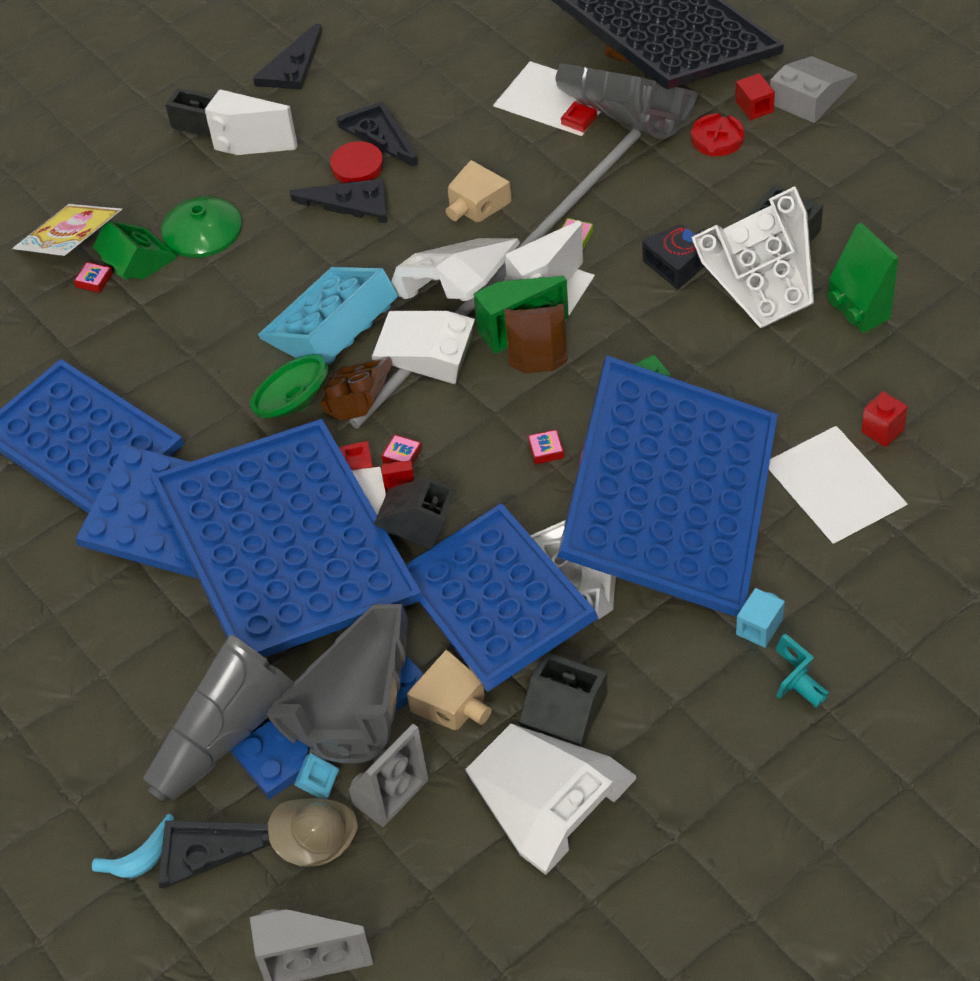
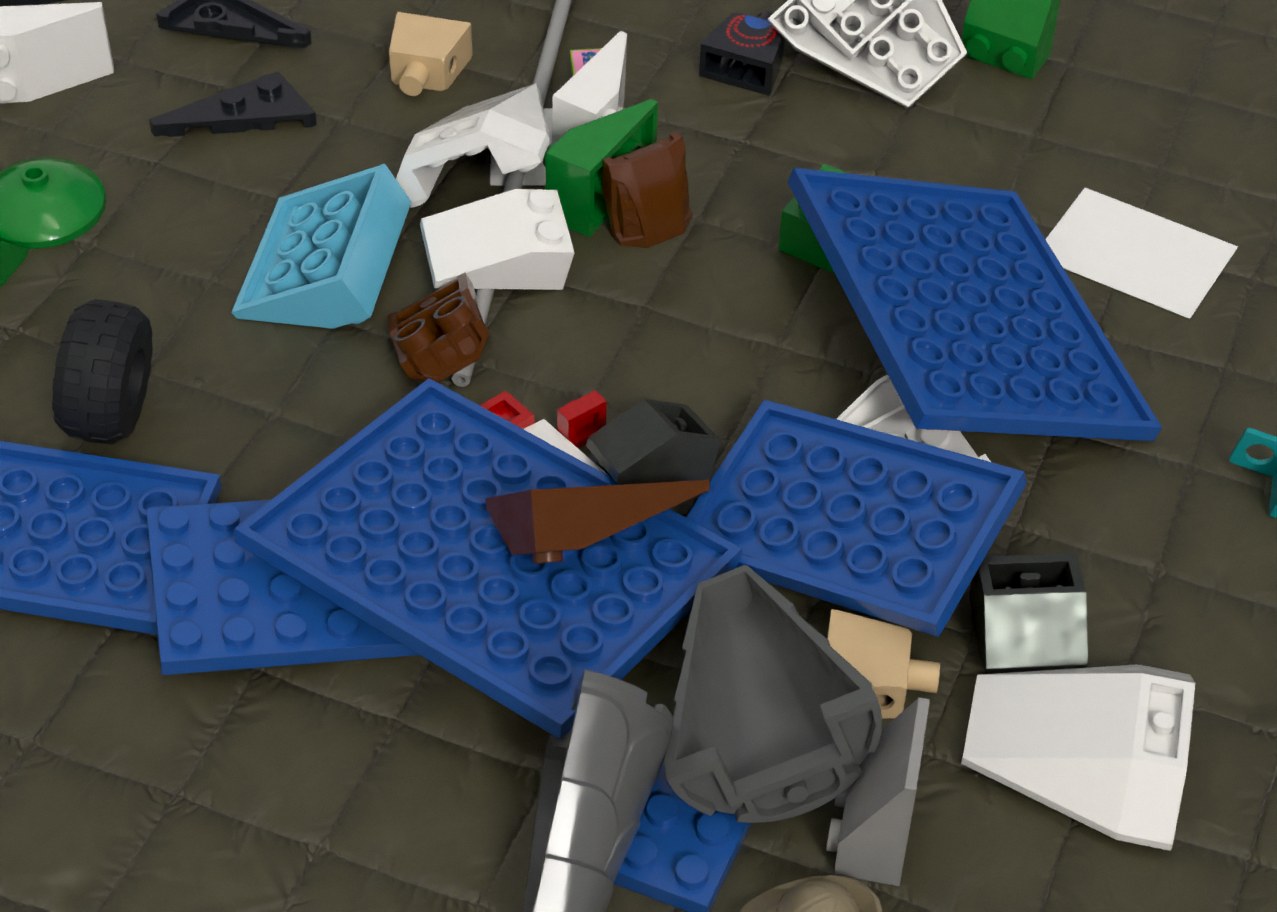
camera: 35 degrees left, 5 degrees down
(149, 352) = (102, 371): none -> black tyre
(290, 387) = (344, 355): green dish -> none
(316, 776) = (764, 853): medium azure tile -> none
(320, 538) = (576, 517): none -> reddish brown wedge
(356, 162) = (221, 63): red tile -> none
(401, 450) = (554, 390): tile -> none
(545, 446) = (749, 323): tile -> none
(760, 617) = (1187, 427): medium azure brick -> none
(884, 419) = (1146, 157): red brick -> none

